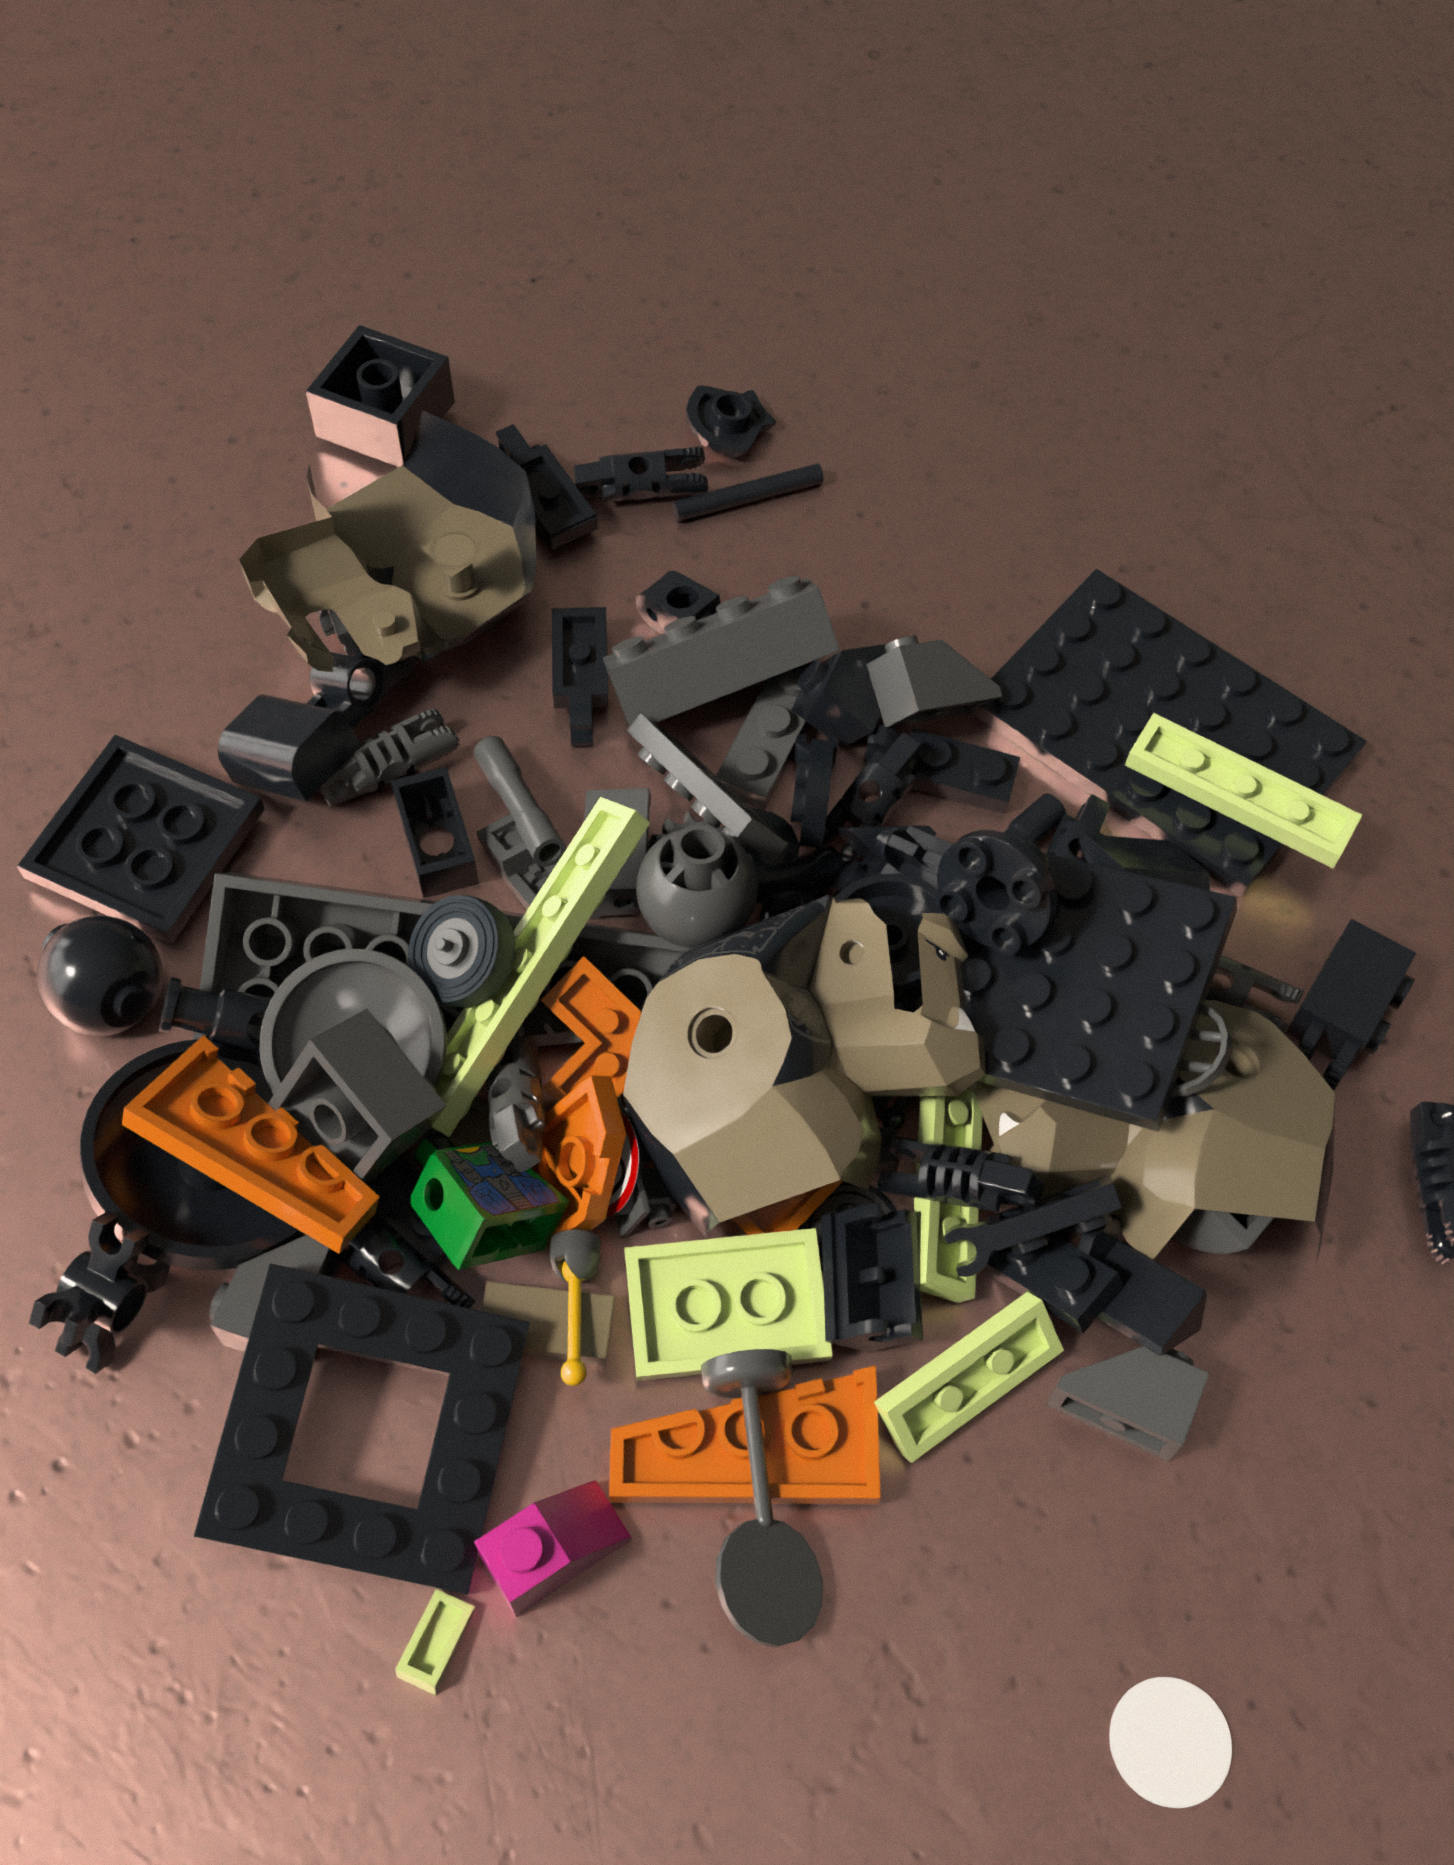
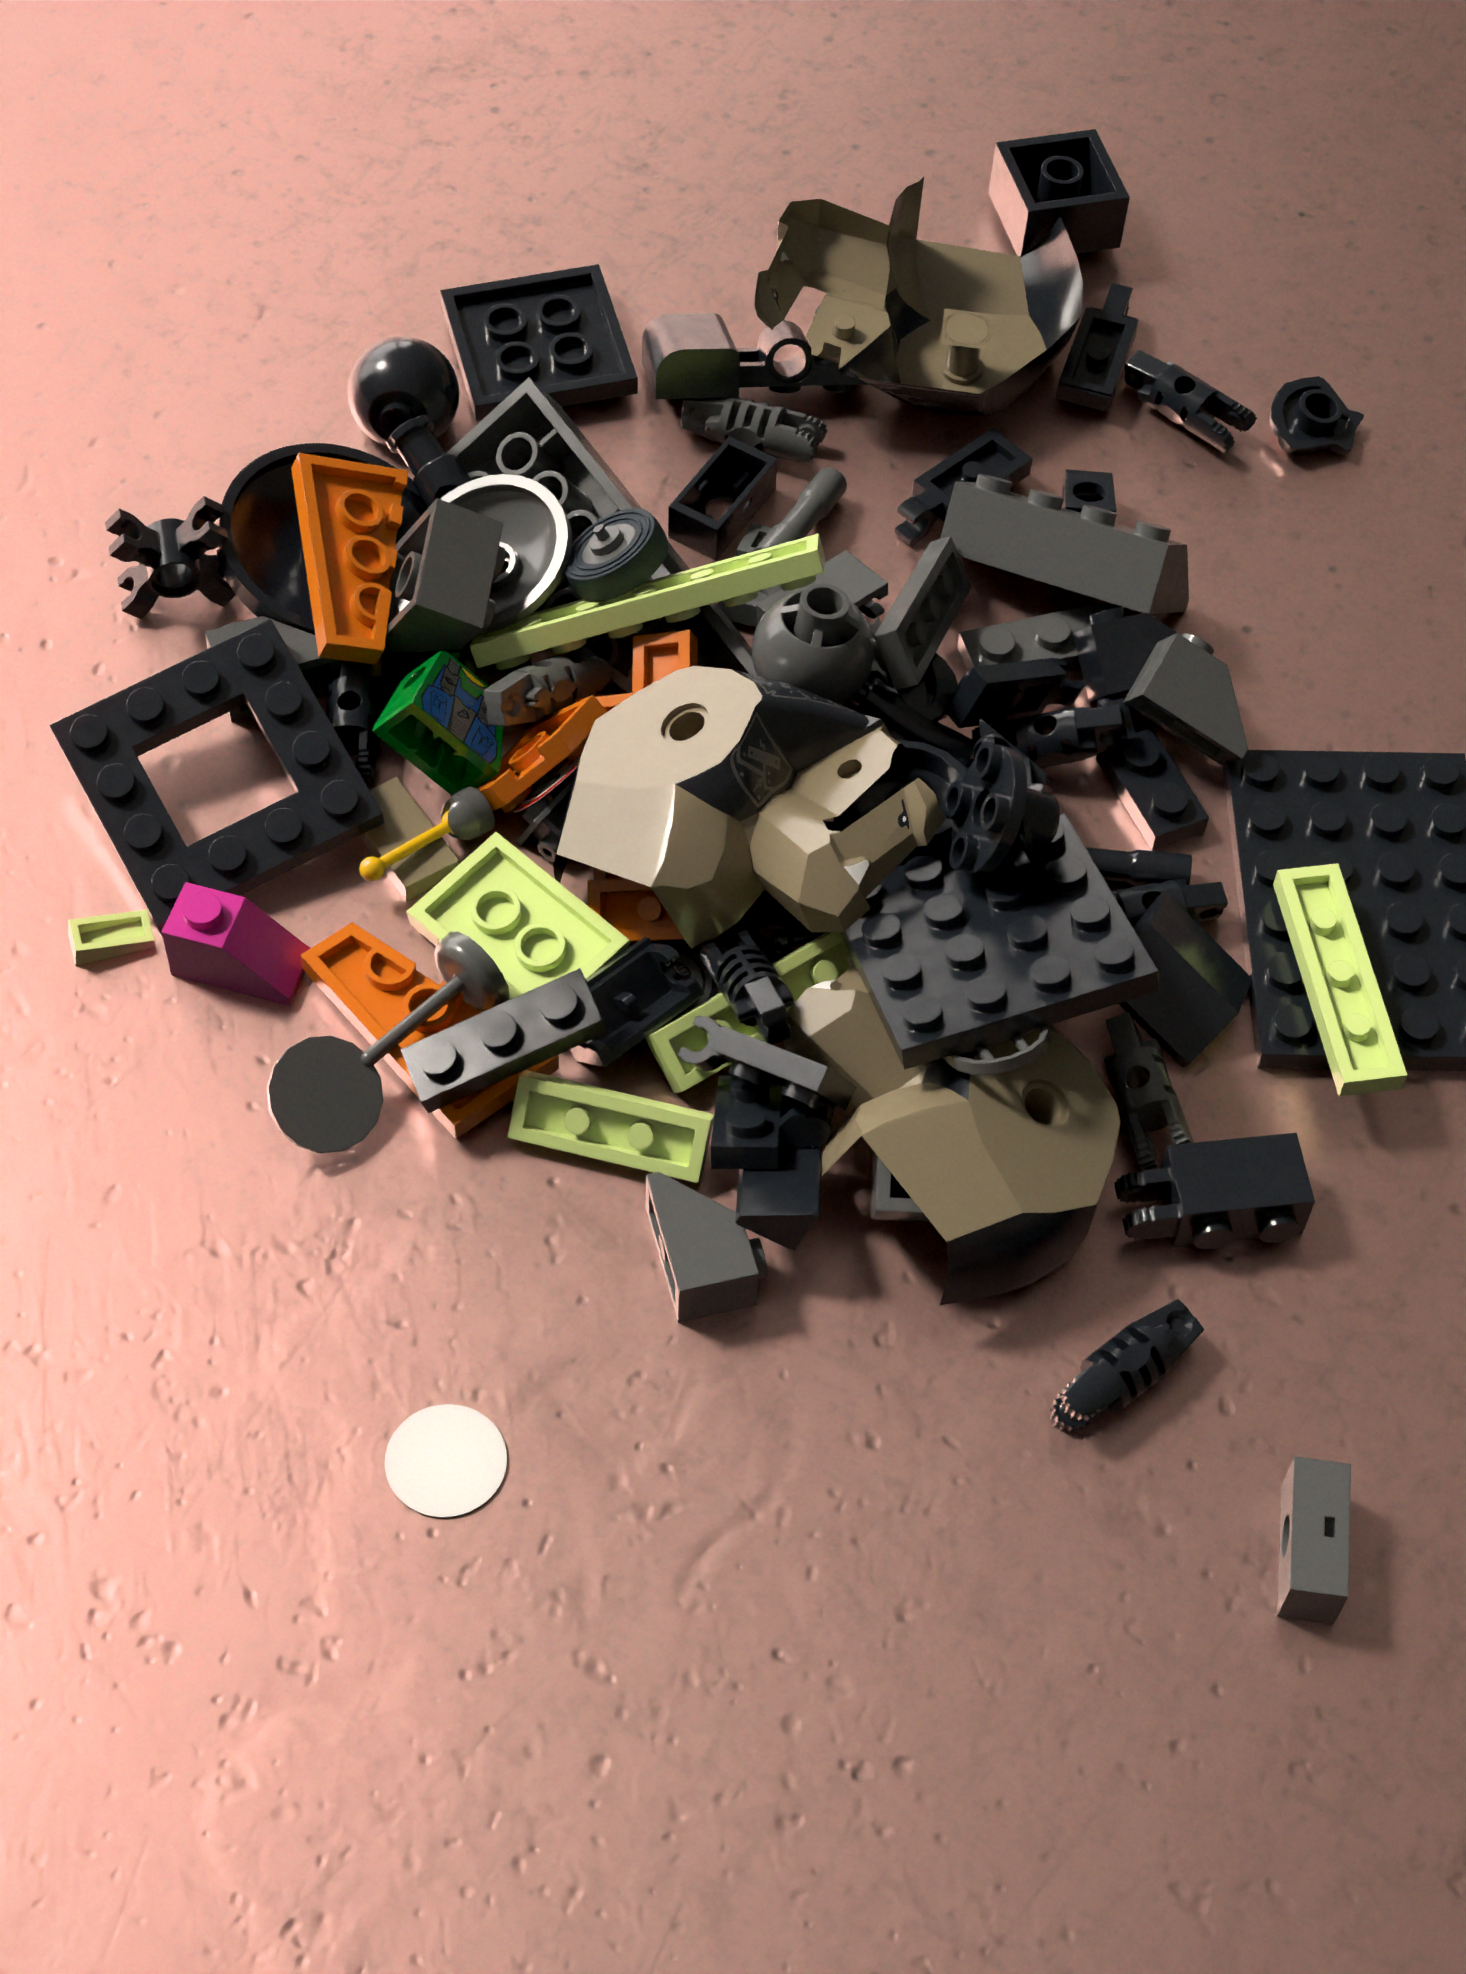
camera: 50 degrees right, 5 degrees down
(747, 492) = (1260, 479): black bar -> none
(851, 1400) = (504, 1040): none -> plate

